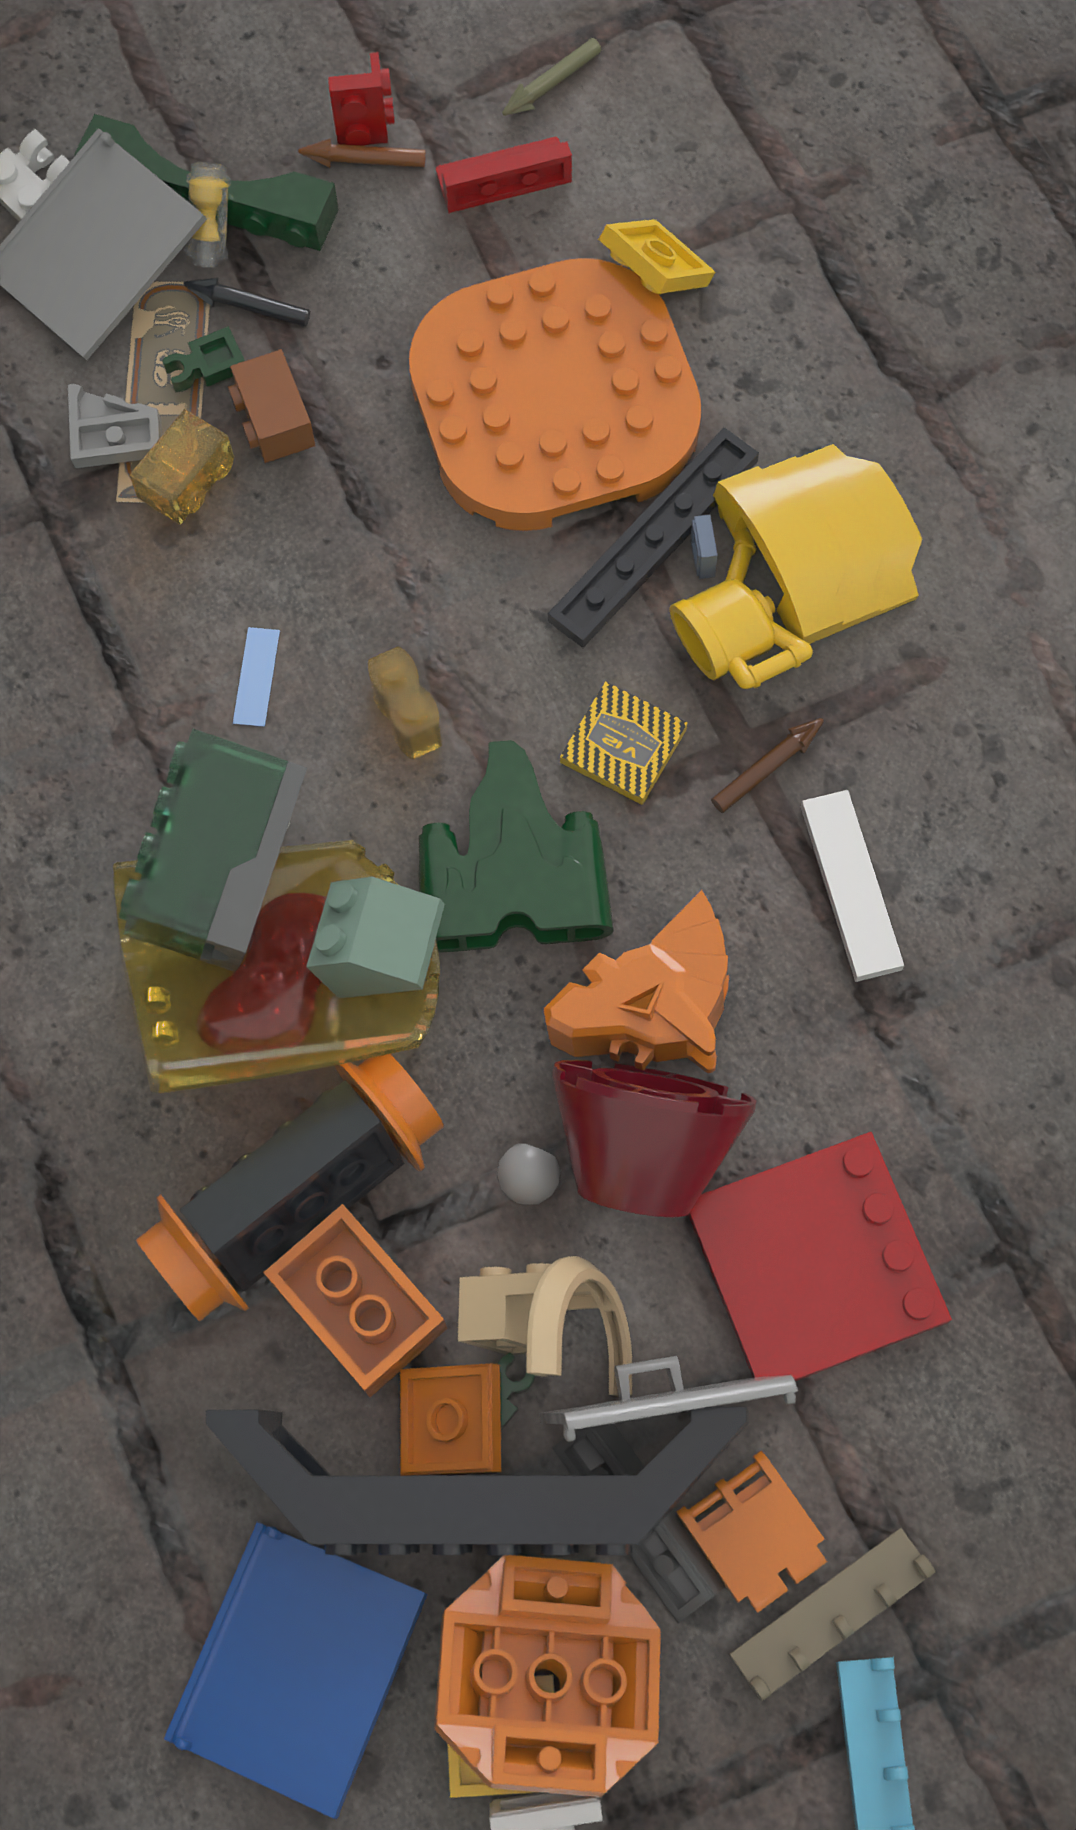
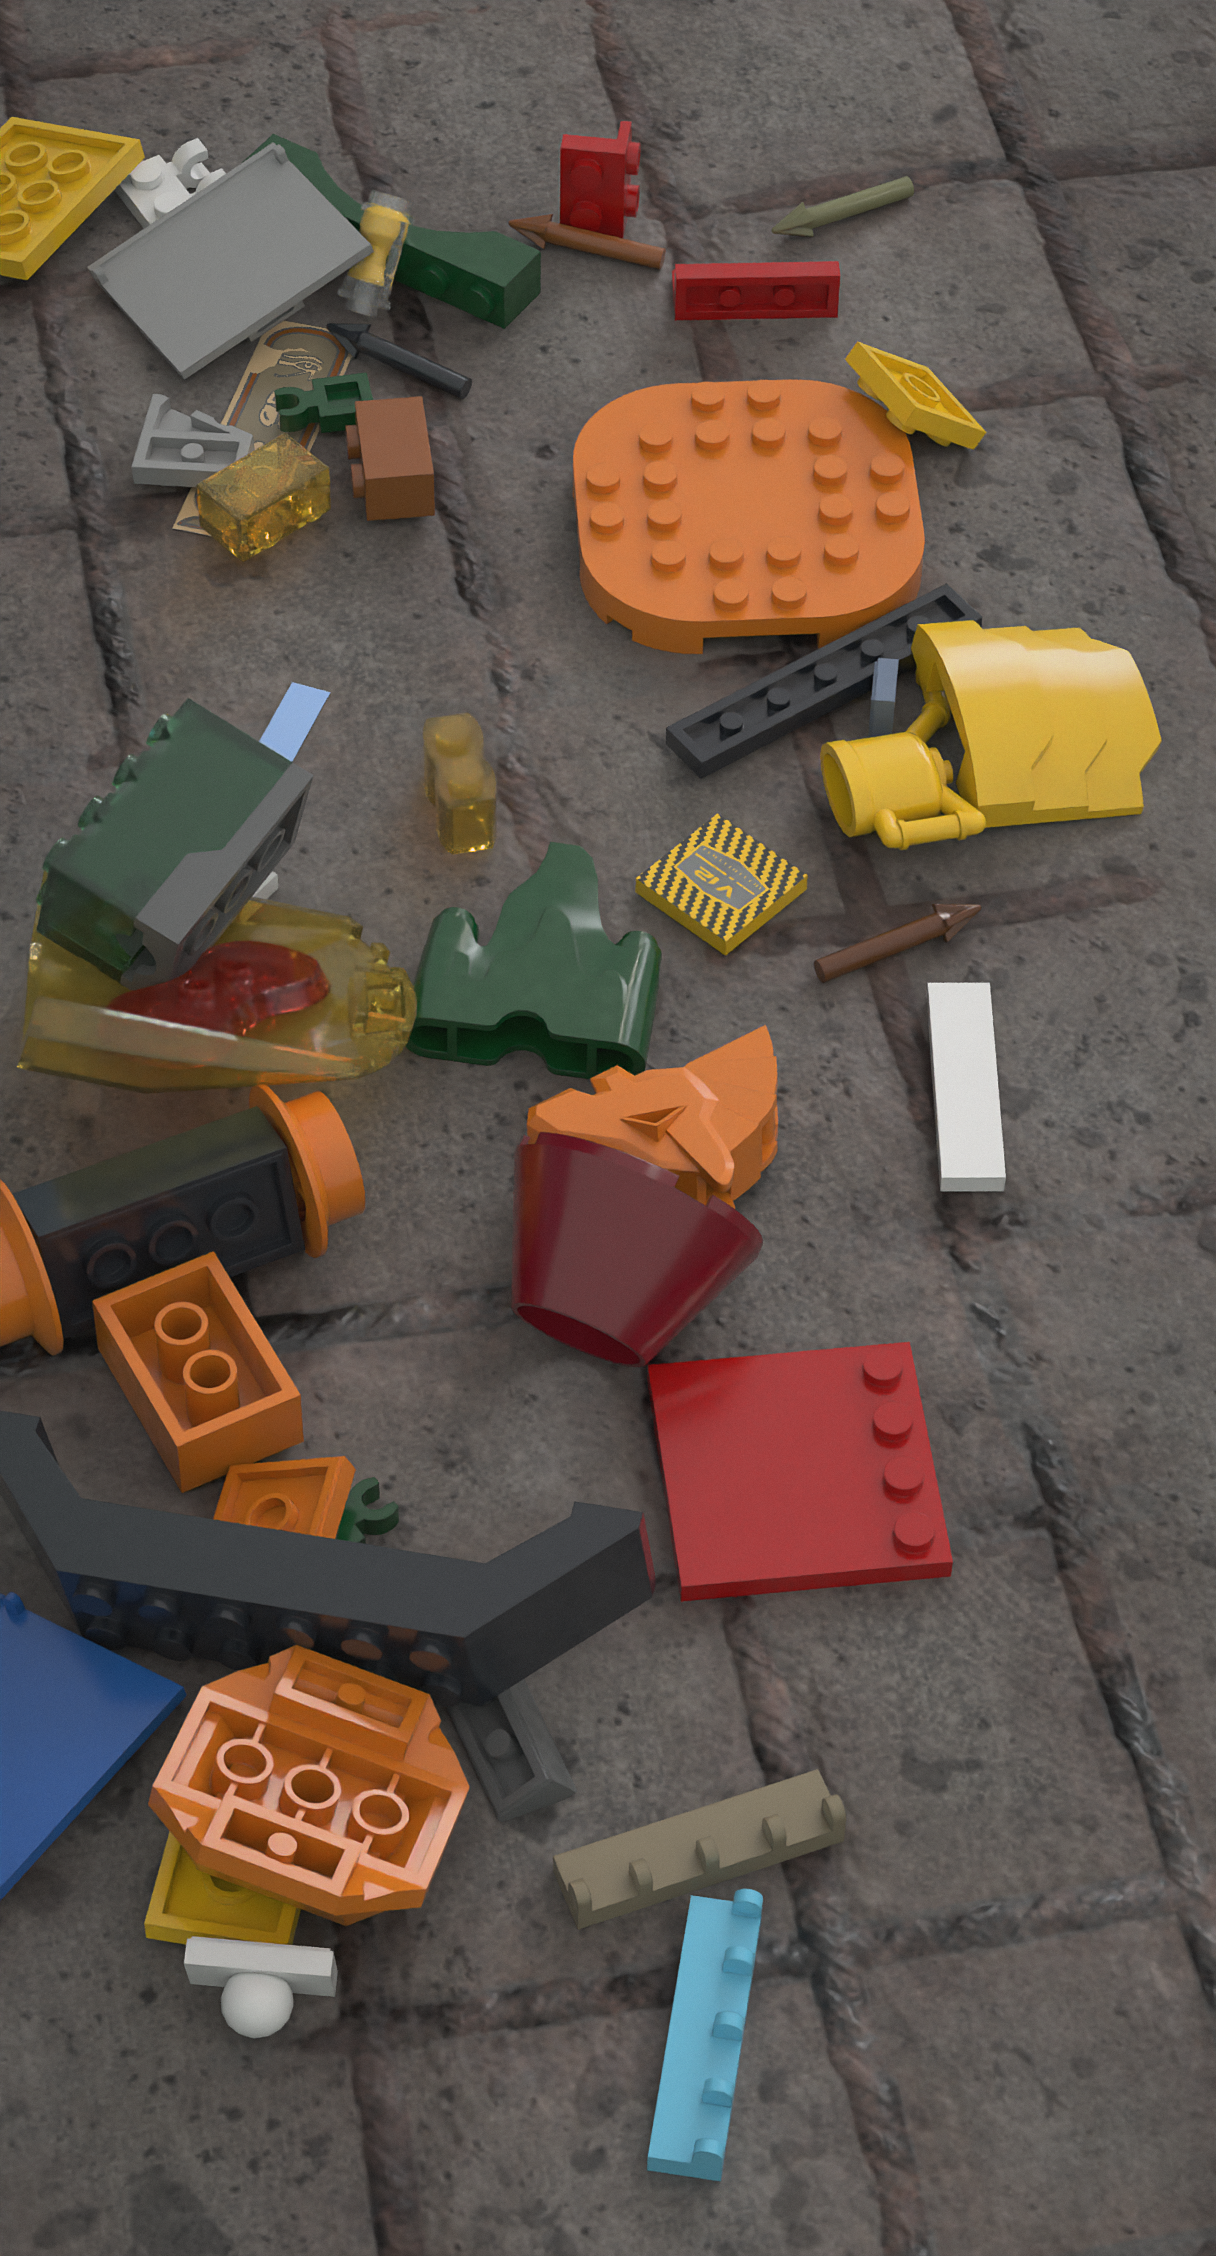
camera: 10 degrees right, 20 degrees down
(374, 938) = (337, 972): sand green slope -> none
(528, 1174) = (457, 1292): light grey piece -> none
(529, 1309) = (406, 1397): tan piece -> none
(666, 1402) = (489, 1501): light grey container -> none
(755, 1534) = (627, 1737): orange plate -> none

